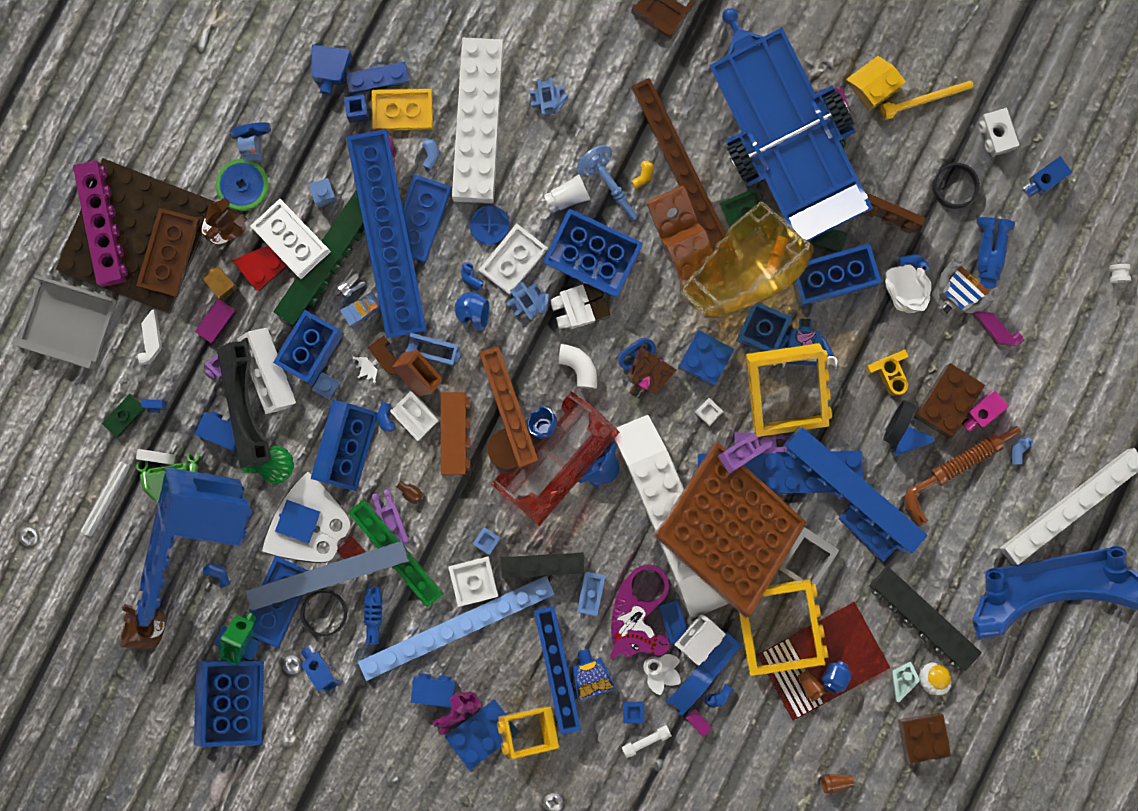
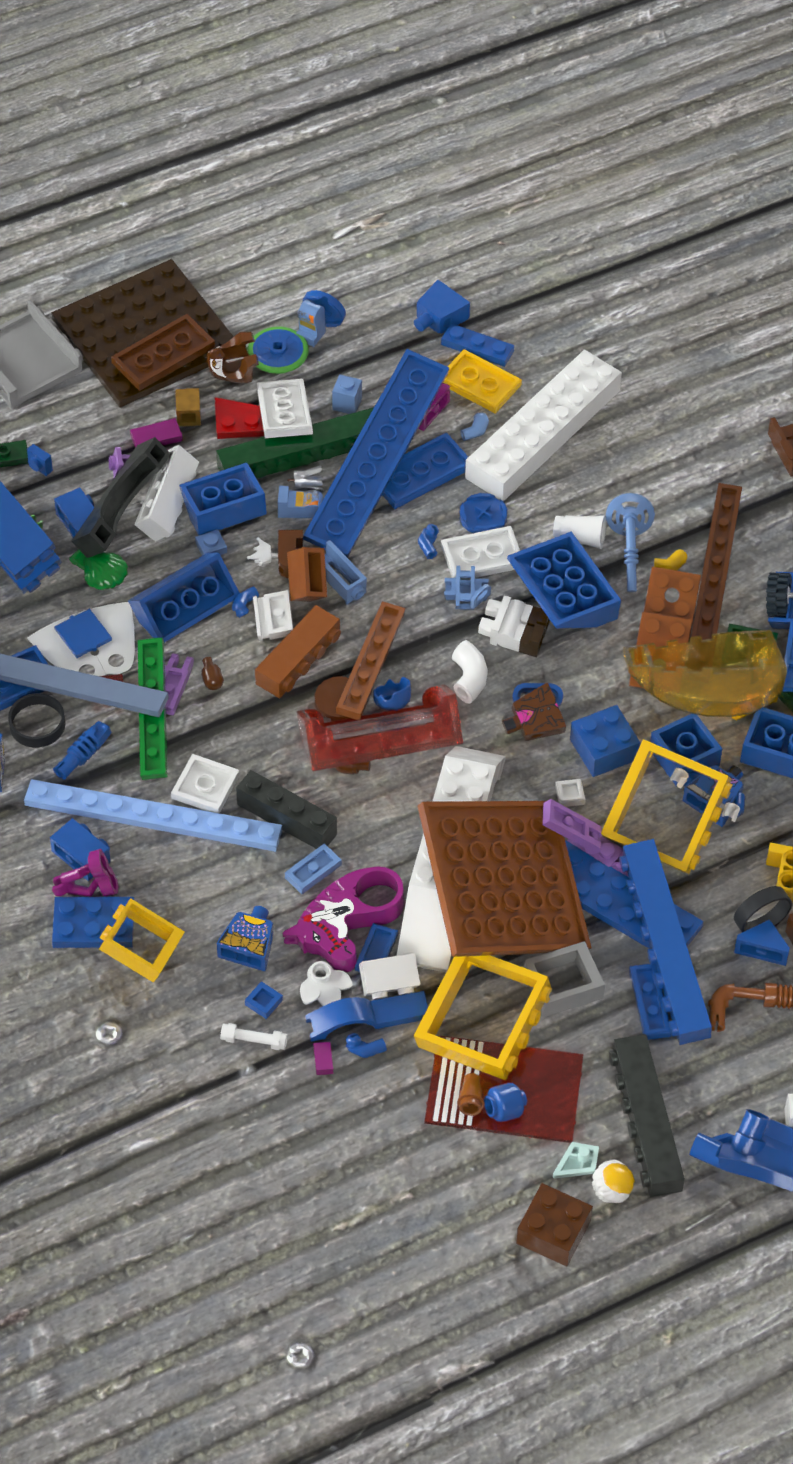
camera: 35 degrees right, 30 degrees down
(84, 175) = (122, 296): magenta brick -> none
(151, 338) = (85, 412): white piece -> none
(356, 108) = (437, 347): blue brick -> none
(472, 307) = (408, 560): blue helmet -> none
(486, 541) = (249, 758): medium blue plate -> none
(548, 98) = (633, 451): medium blue piece -> none
(557, 670) = (219, 906): blue brick -> none
(604, 469) = (419, 769): blue hat -> none
(835, 783) = (422, 1207): dark orange cone -> none

